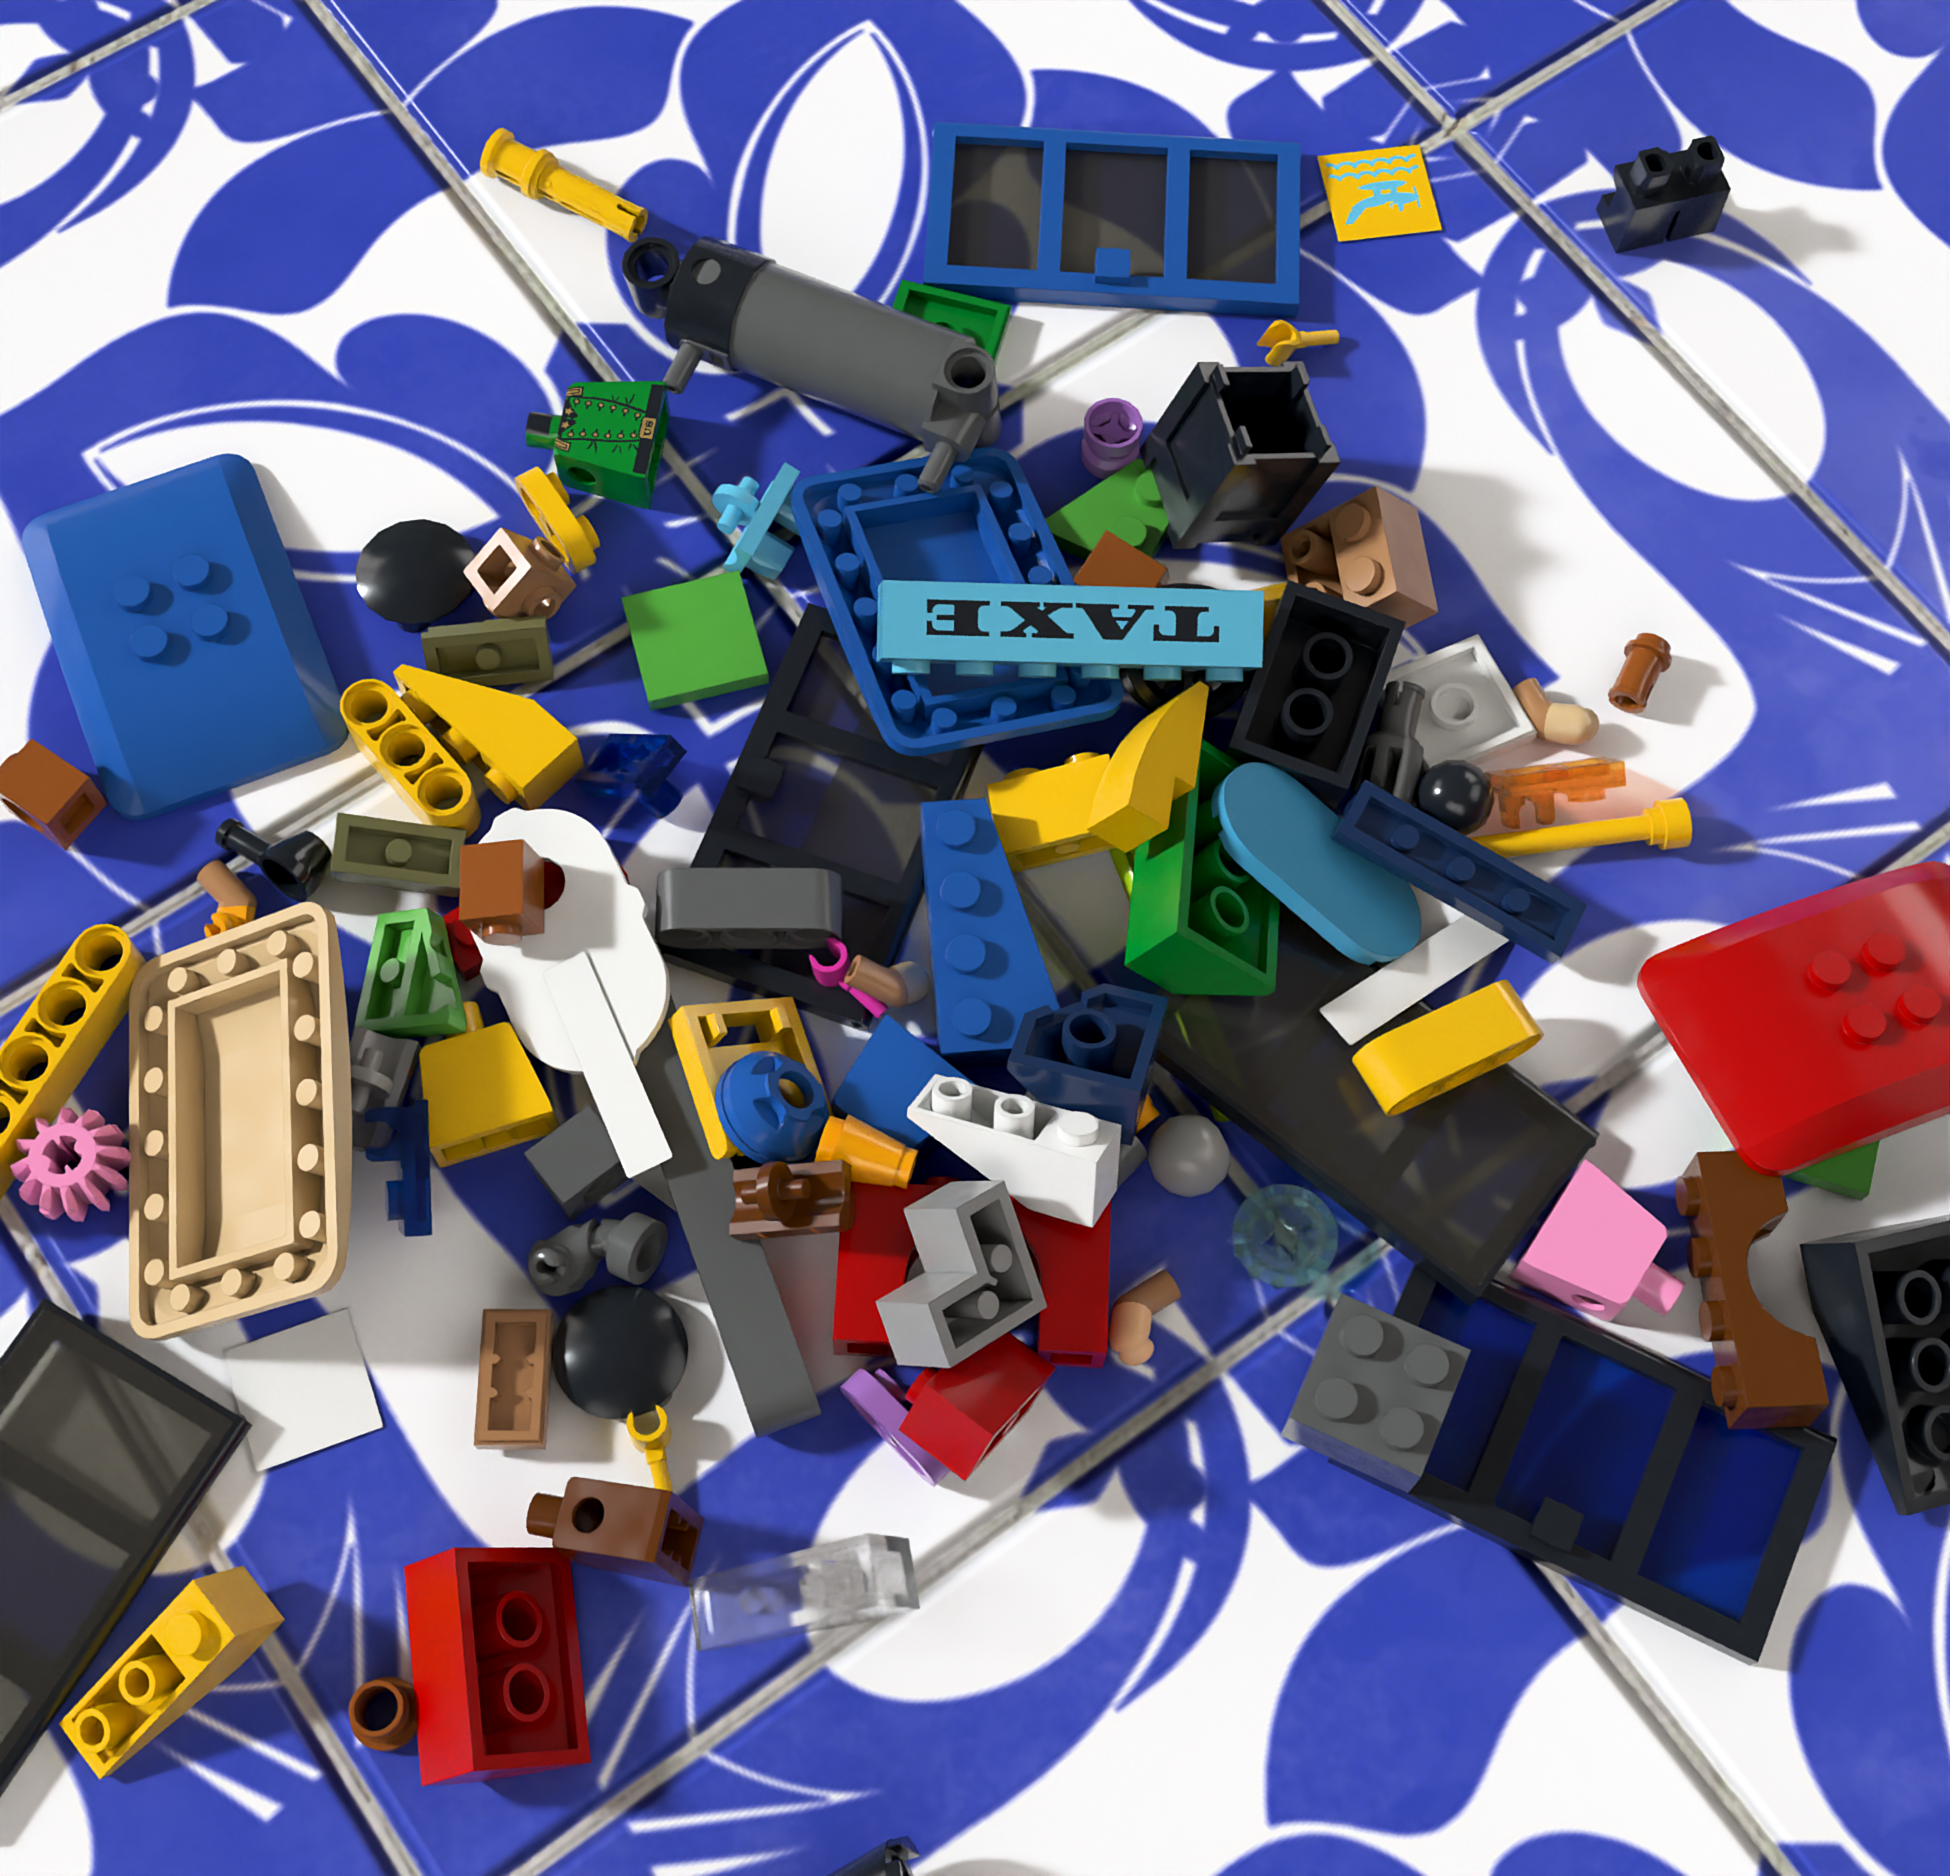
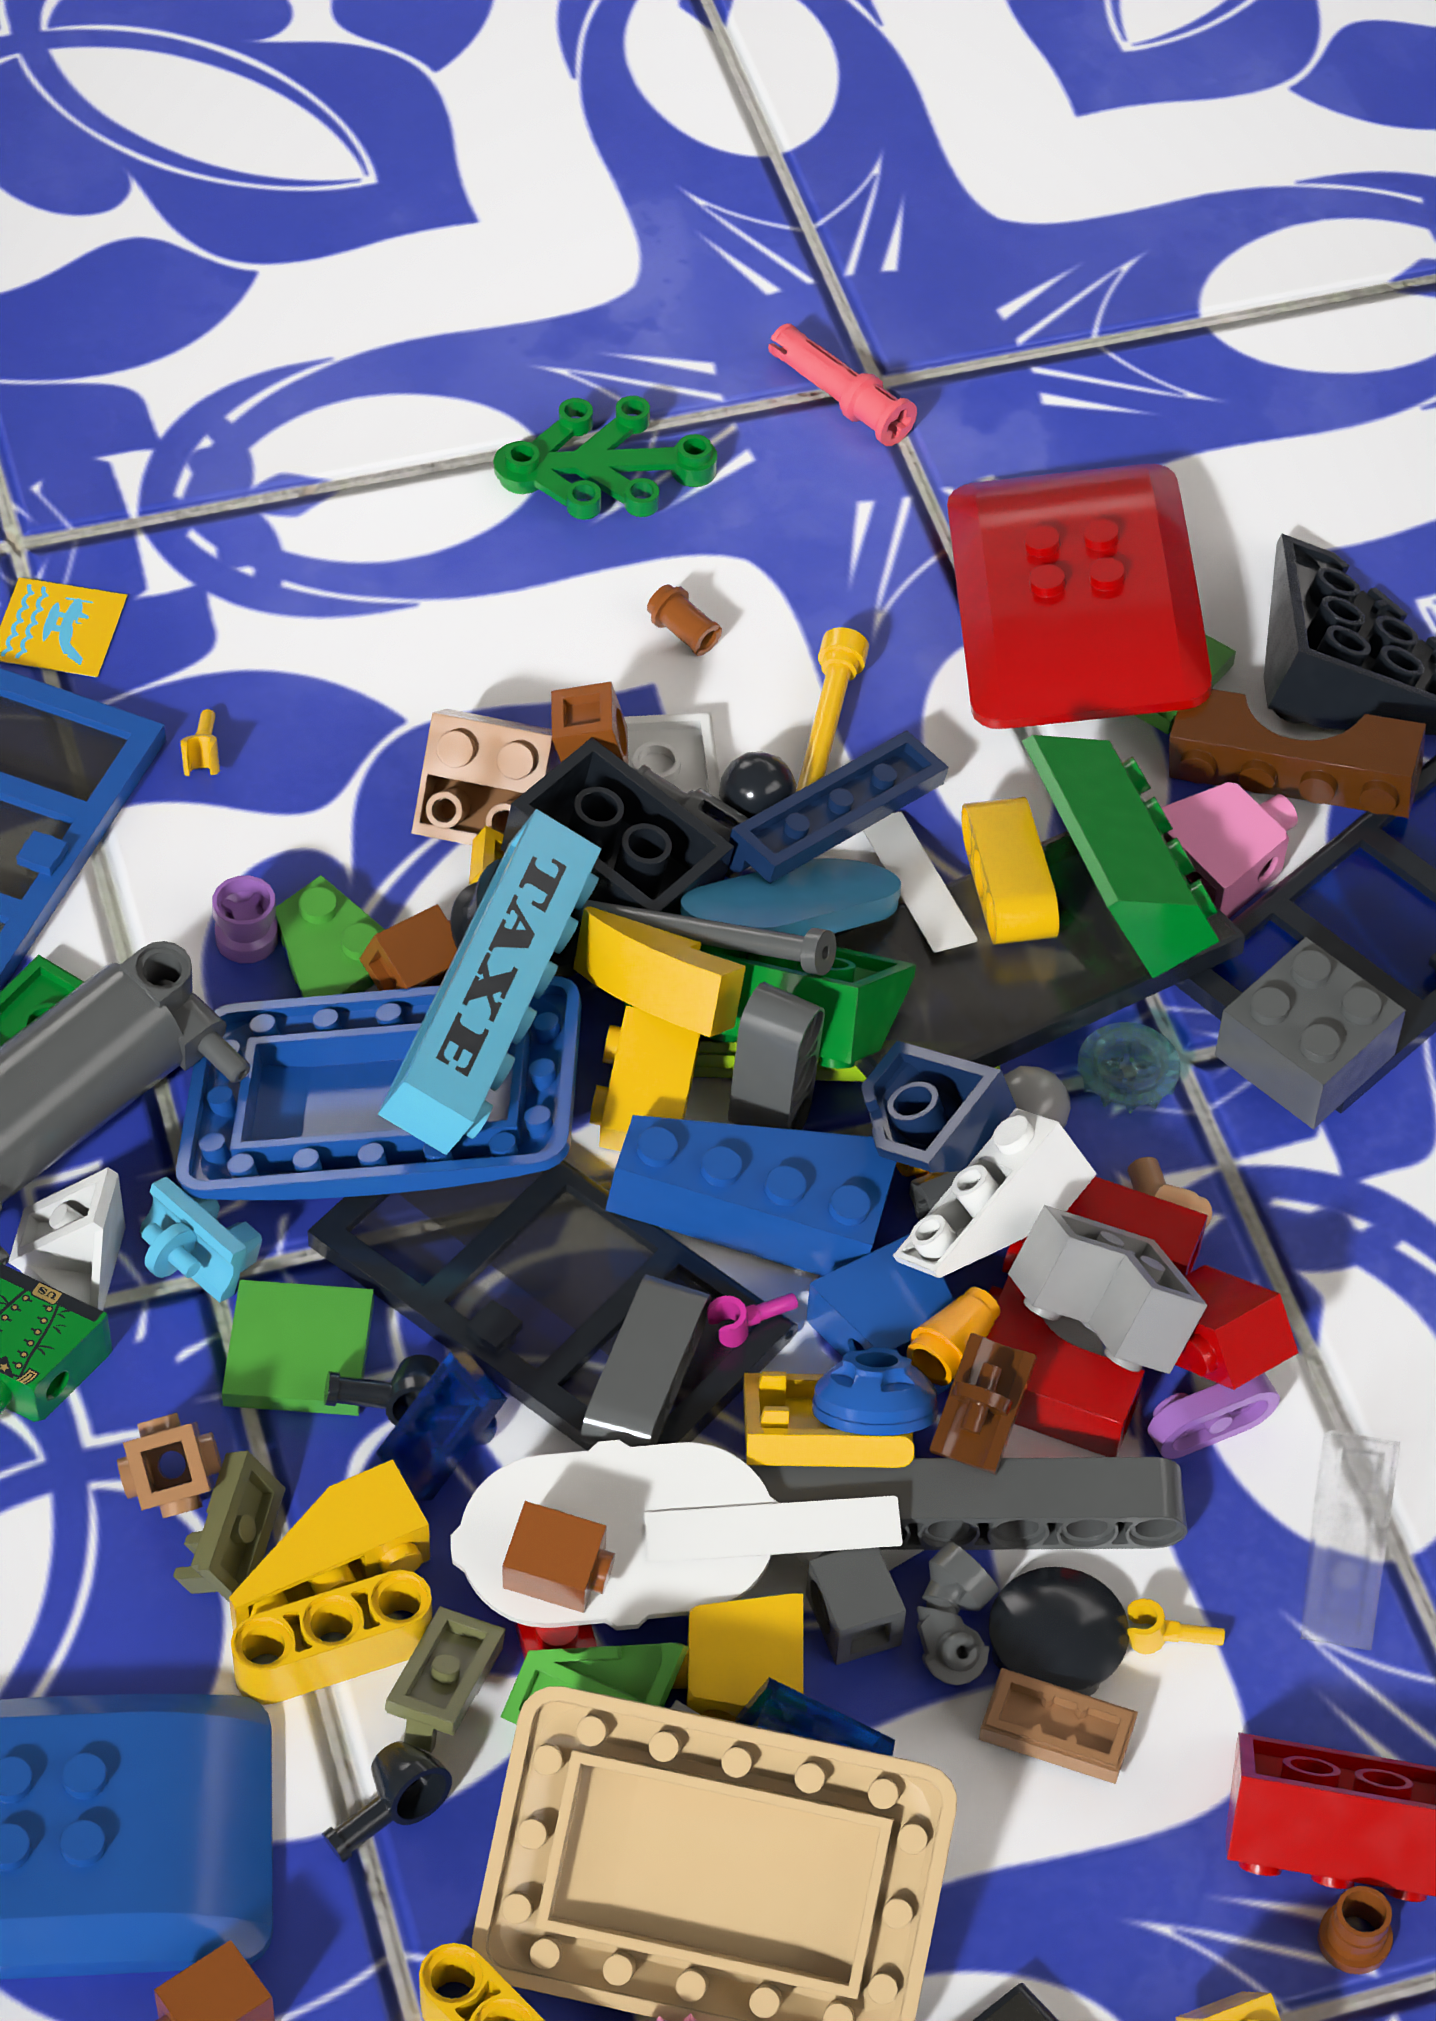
camera: 70 degrees left, 15 degrees down
(234, 899) = (428, 1861): medium nougat arm -> none
(302, 1389) = (998, 1934): white sticker -> none
(414, 573) = (92, 1582): black dish -> none
(547, 504) = (95, 1424): yellow plate -> none
(620, 1528) = (1249, 1657): reddish brown torso -> none
(687, 731) = (393, 1396): none -> black bar
(725, 445) = (74, 1238): none -> white slope
(893, 985) = (766, 1280): medium nougat arm -> none
(1102, 901) = (775, 1060): none -> dark grey beam
(1208, 881) = (814, 950): none -> dark grey bar
(1238, 454) = (344, 804): black container -> none
(1435, 628) = (588, 713): none -> dark orange brick
(1500, 1134) = (1126, 848): none -> green slope
(1555, 721) = (706, 694): tan arm -> none
(1580, 779) = (770, 702): clear orange plate -> none
(1665, 196) = (200, 410): black hips -> none
(1802, 535) = (537, 464): none -> green plant

